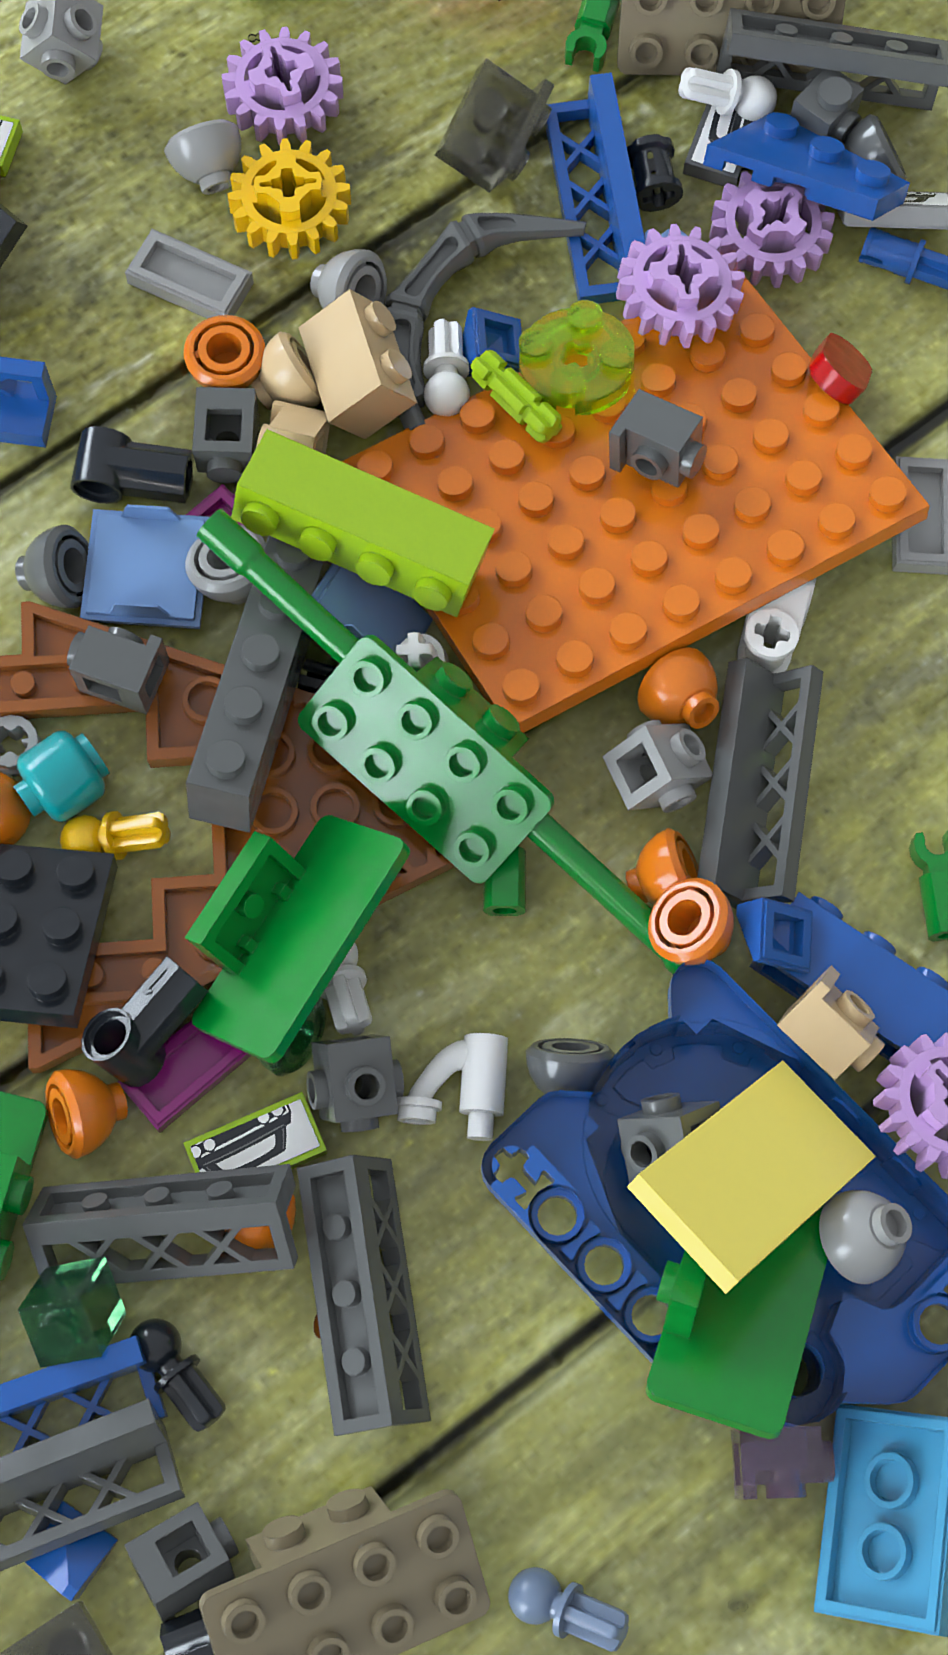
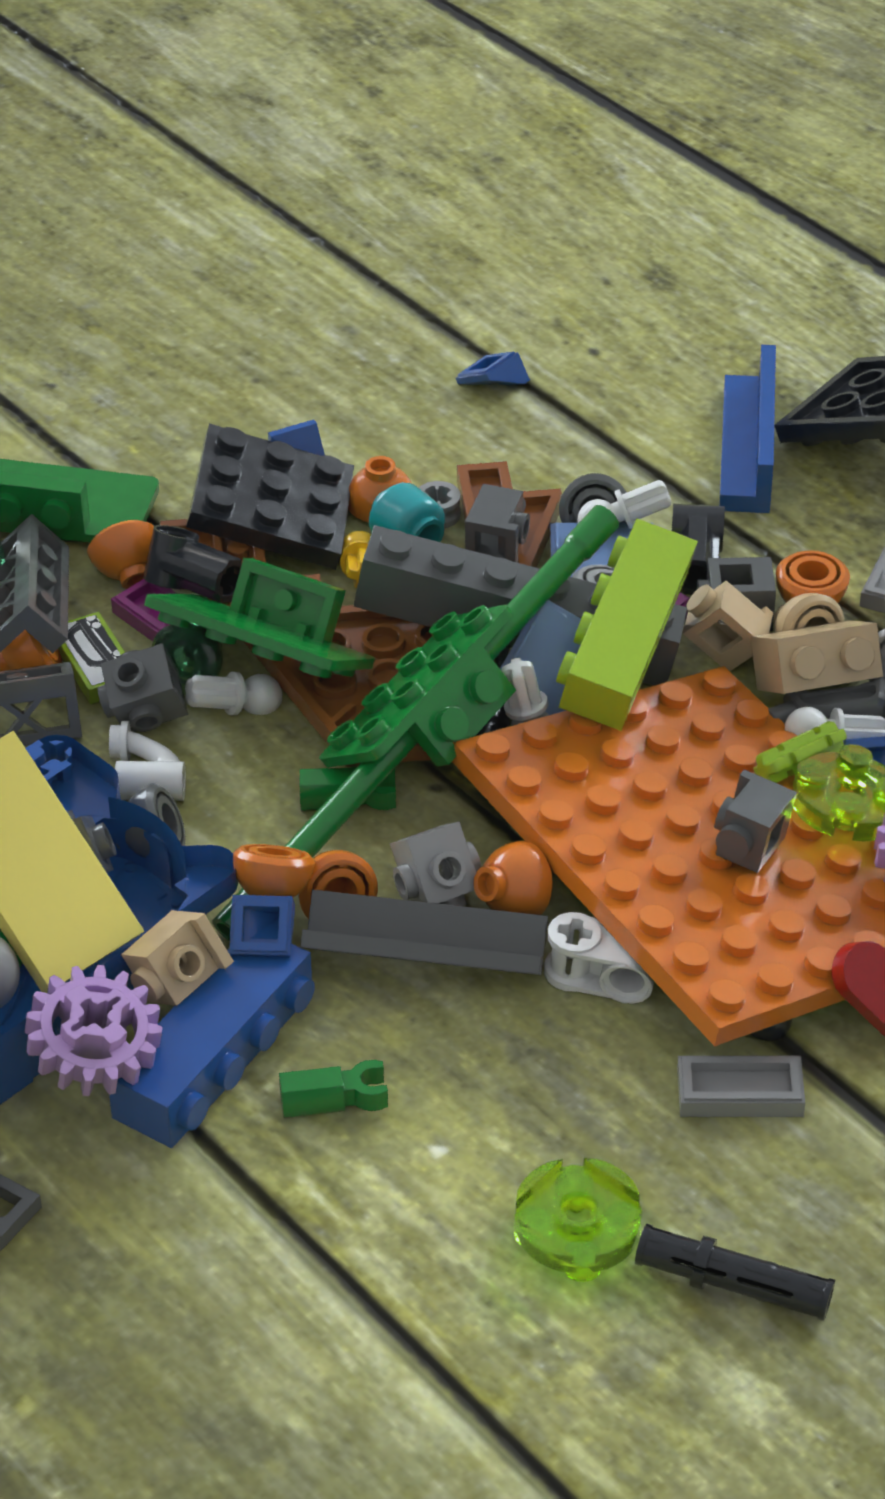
camera: 90 degrees right, 30 degrees down
(97, 559) = (633, 504): none -> white axle

